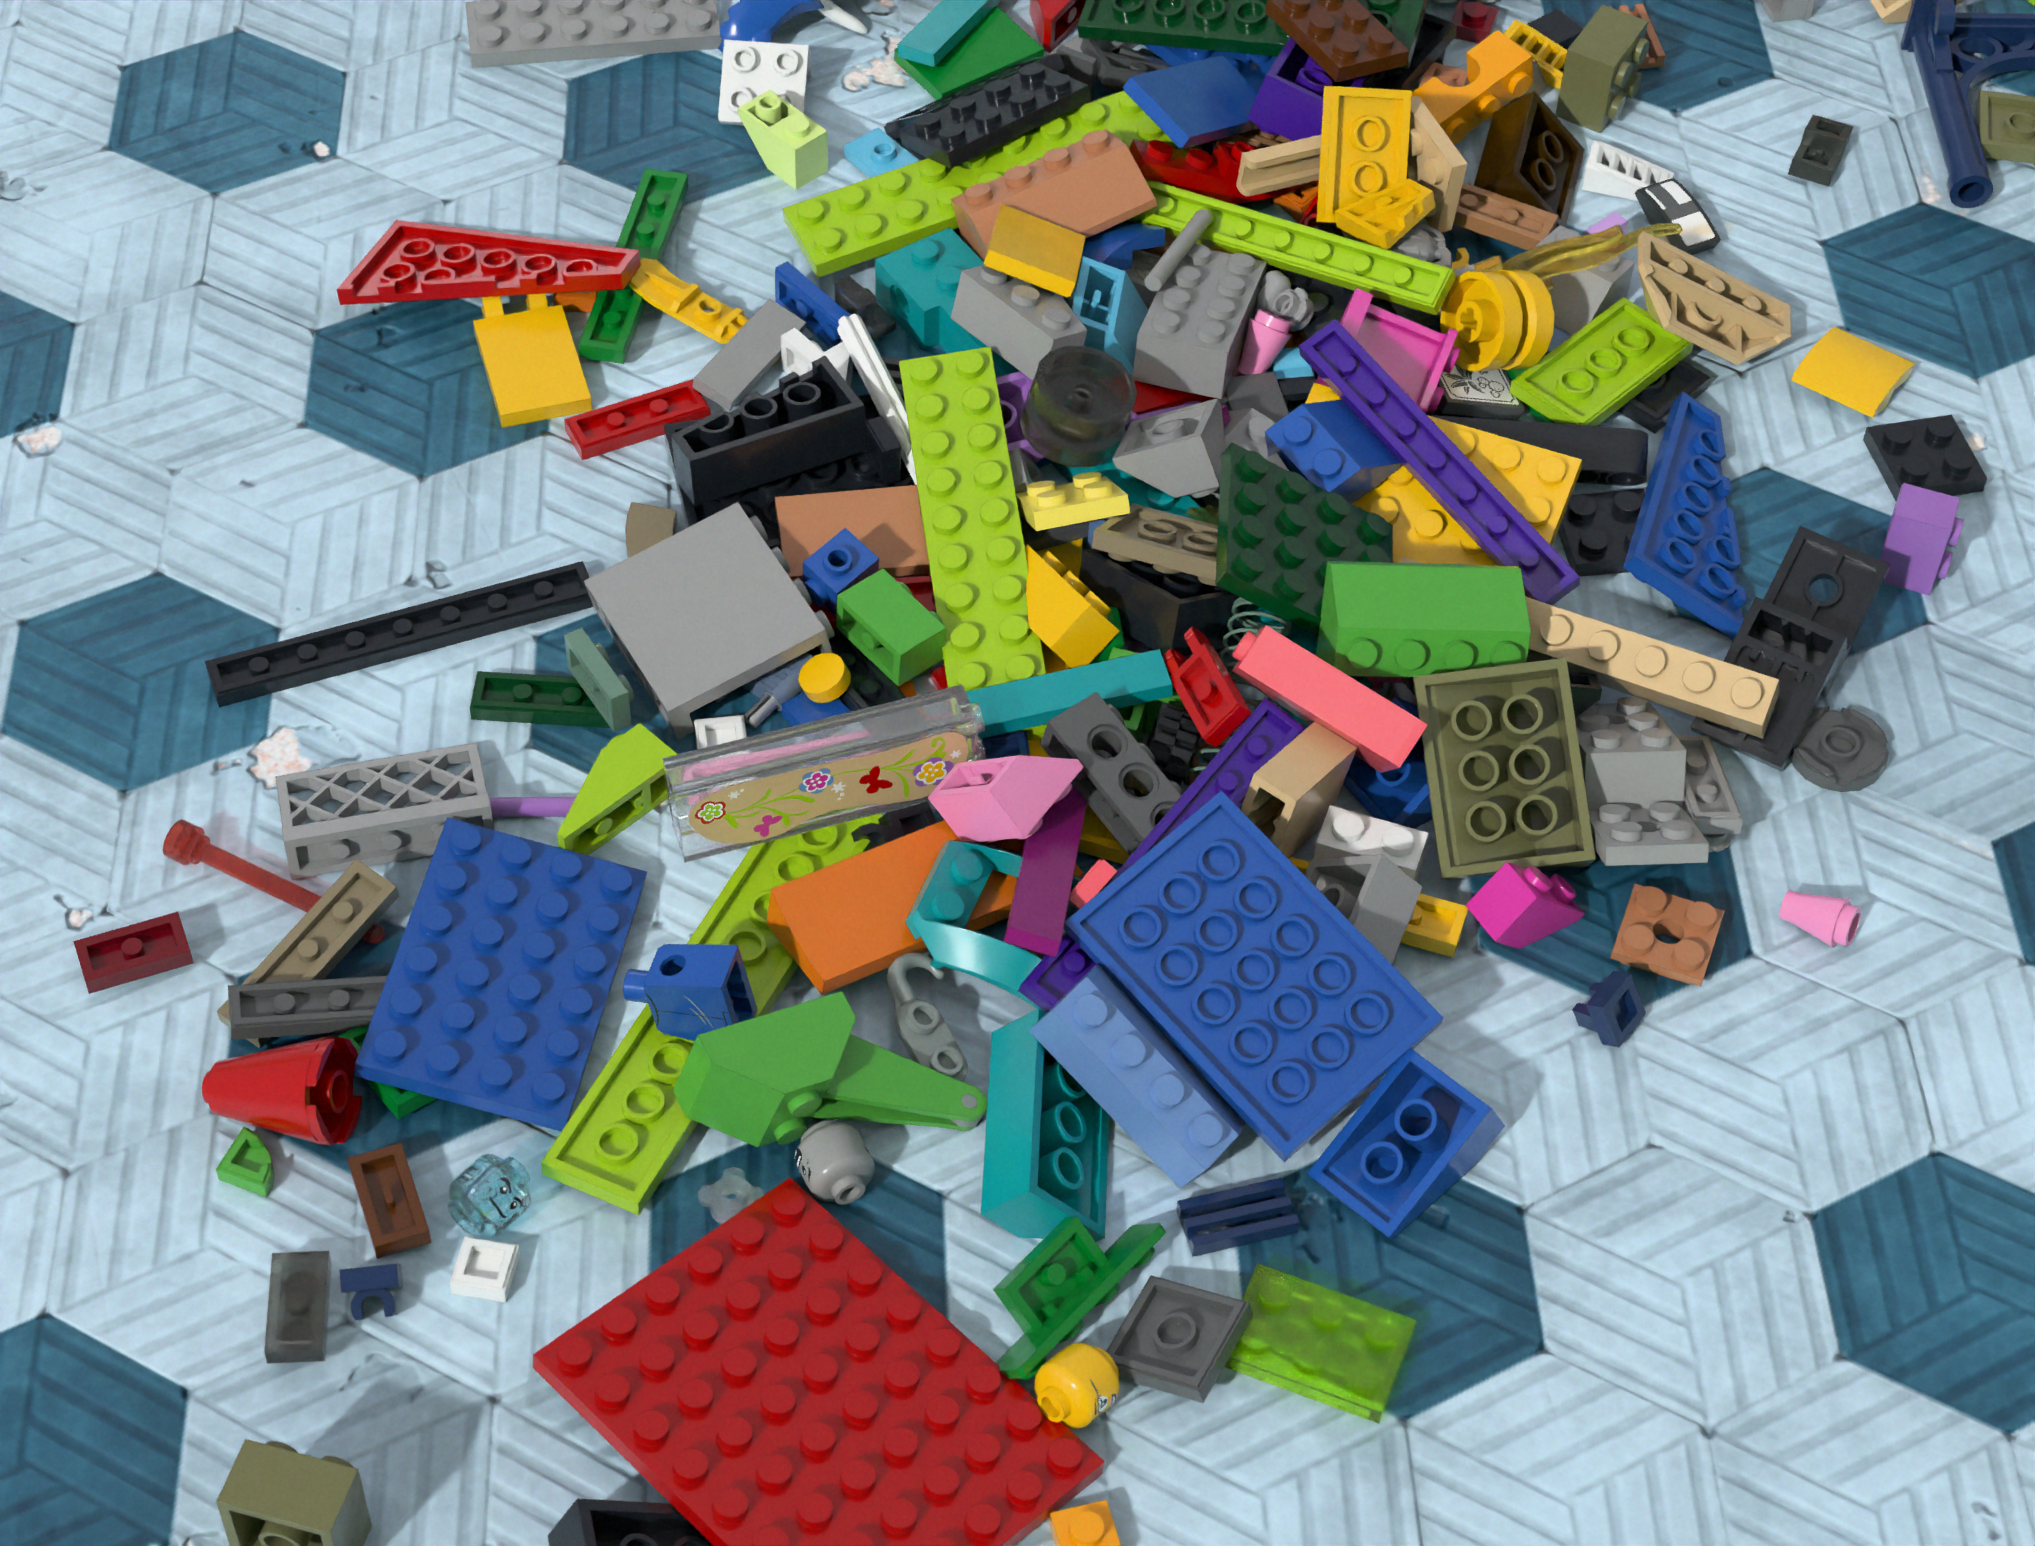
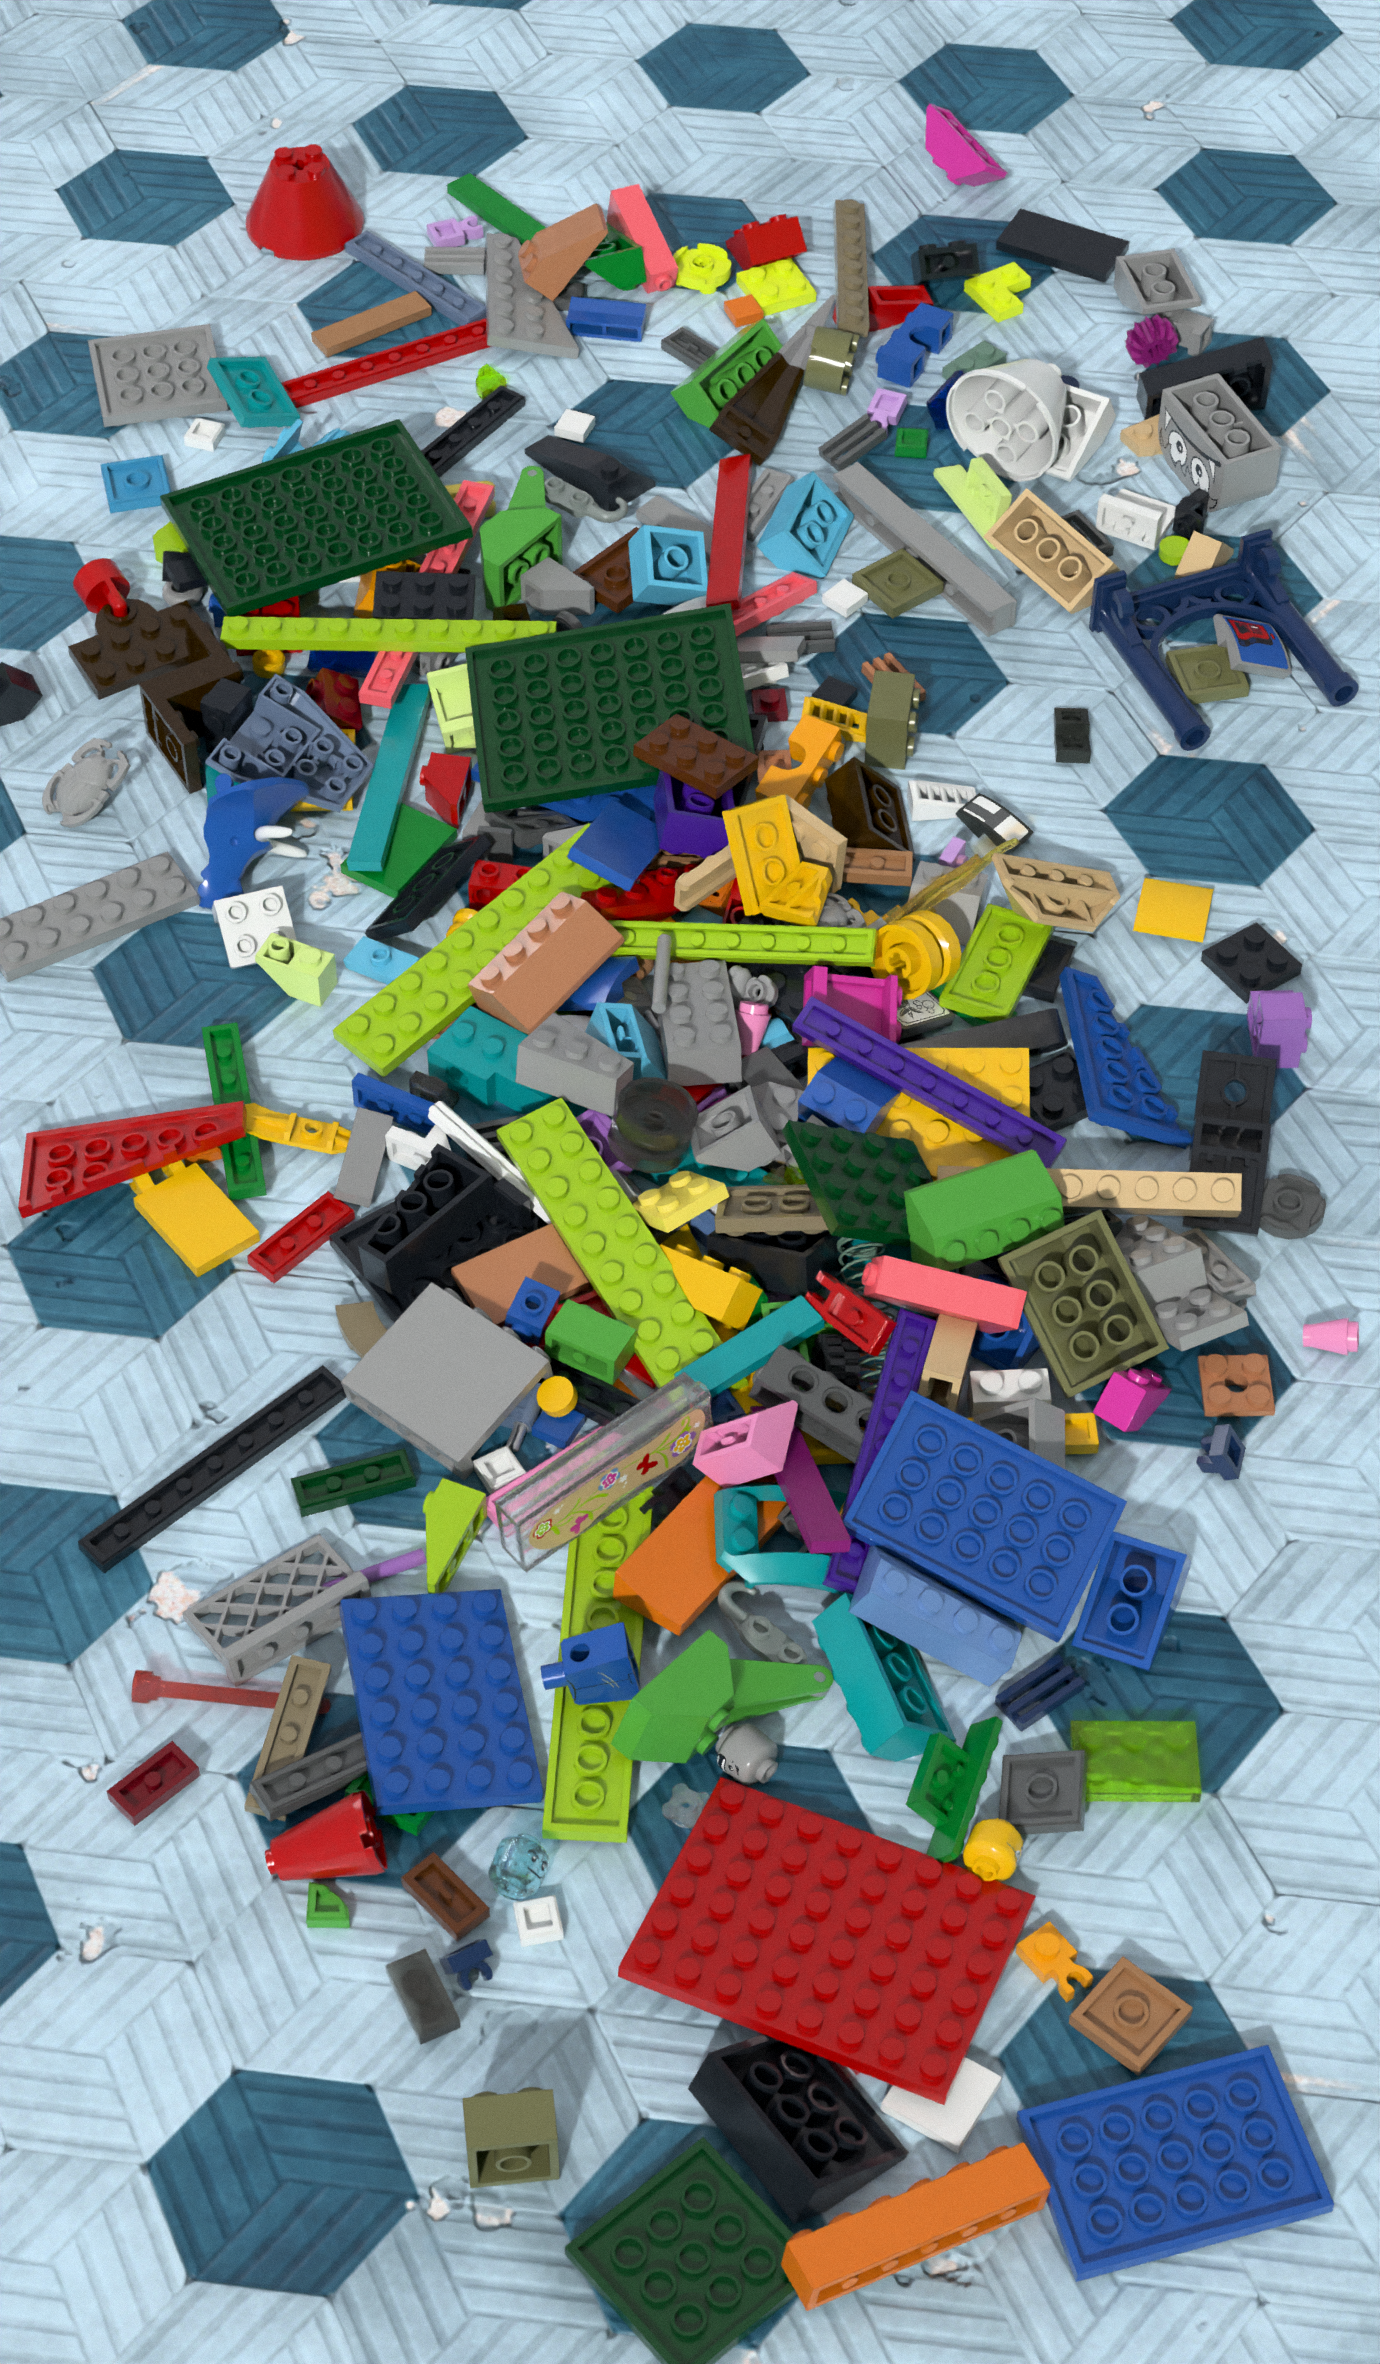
camera: 20 degrees left, 0 degrees up
(593, 672) = (392, 1455): sand green plate -> none
(994, 115) = (464, 903): black plate -> none
(1035, 251) = (561, 1009): yellow tile -> none
(1091, 883) = (841, 1486): coral tile -> none

